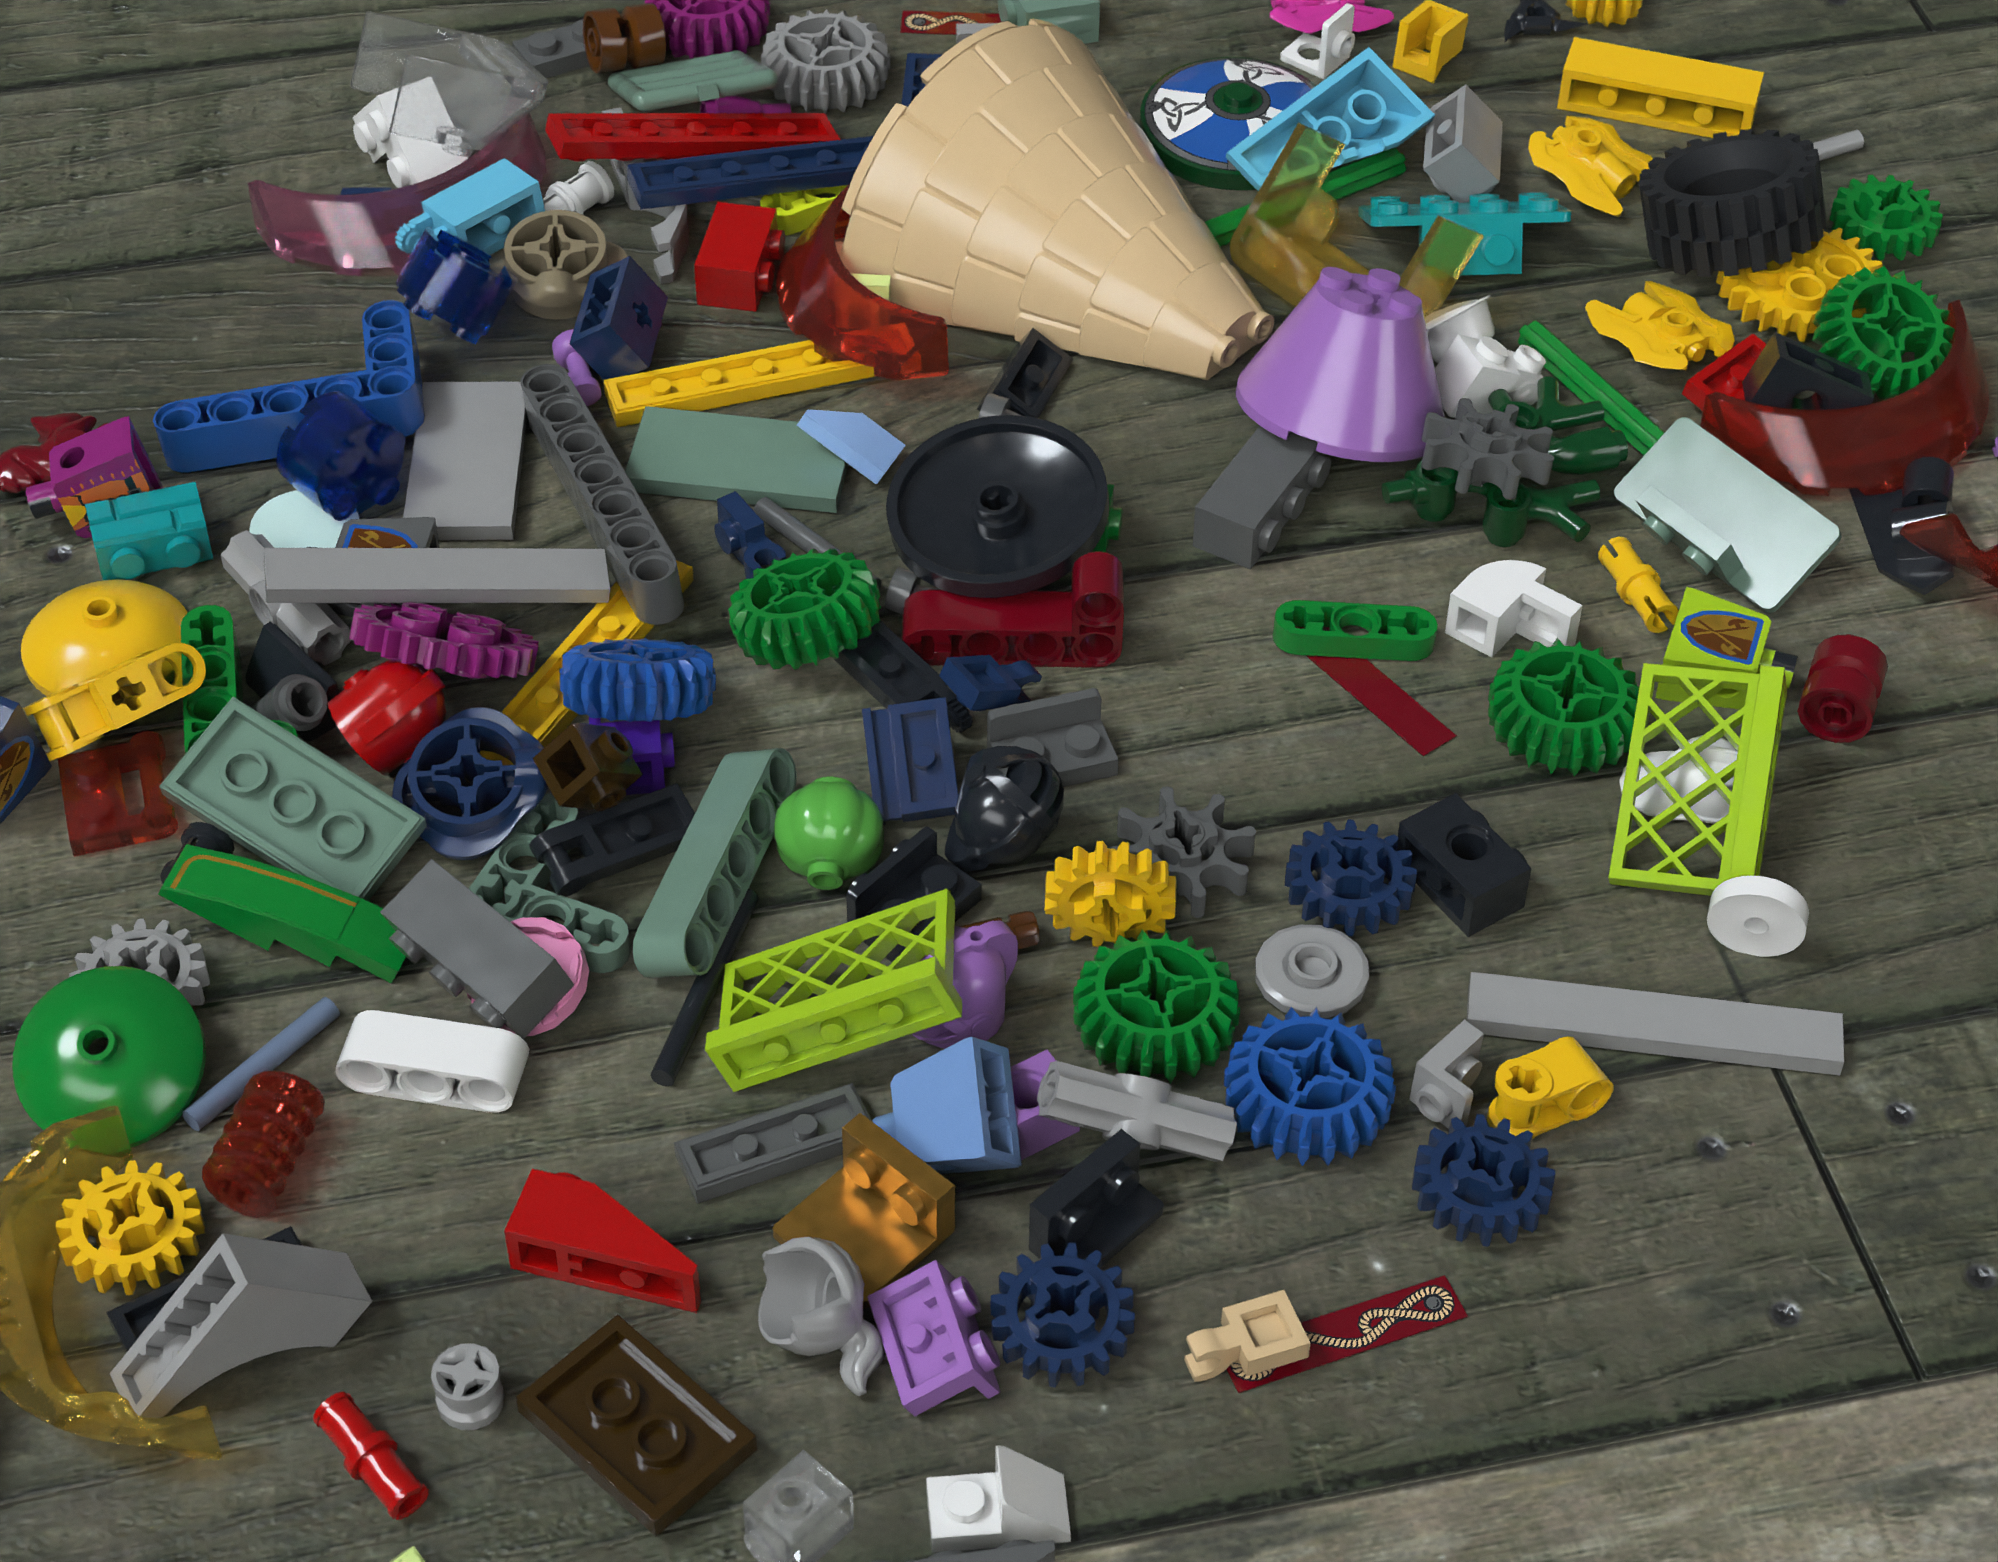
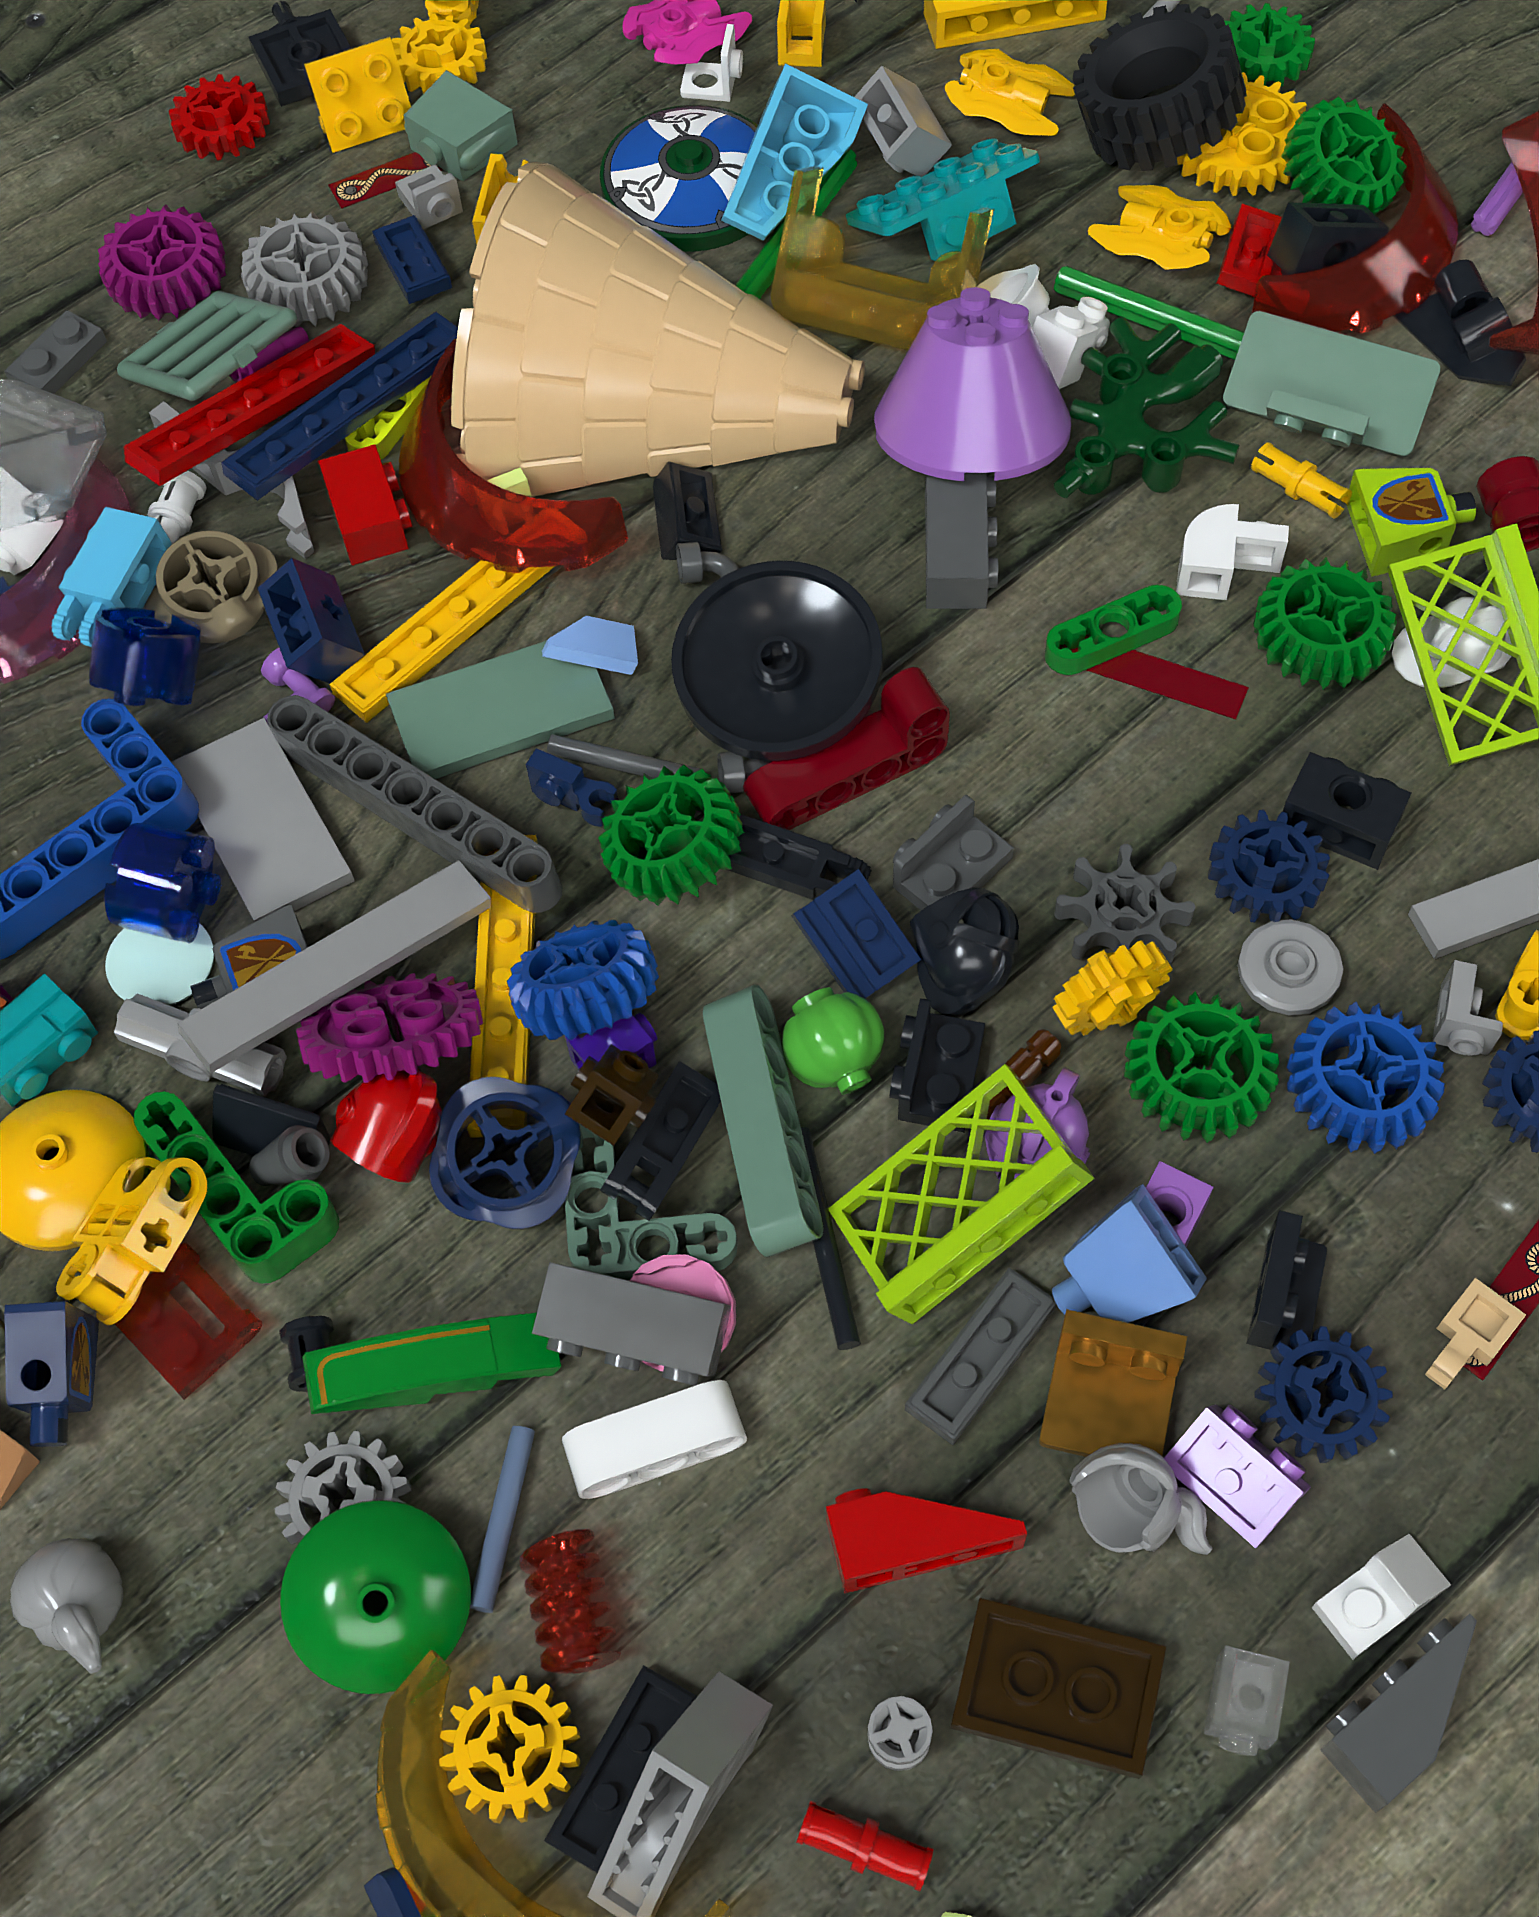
camera: 25 degrees left, 15 degrees up
(292, 803) = (364, 1258): sand green tile -> none
(628, 37) = (112, 325): reddish brown wheel -> none
(985, 684) = (872, 833): dark blue plate -> none
(1139, 1107) = (1265, 1181): light grey piece -> none
(1487, 448) = (1131, 415): dark grey gear -> none

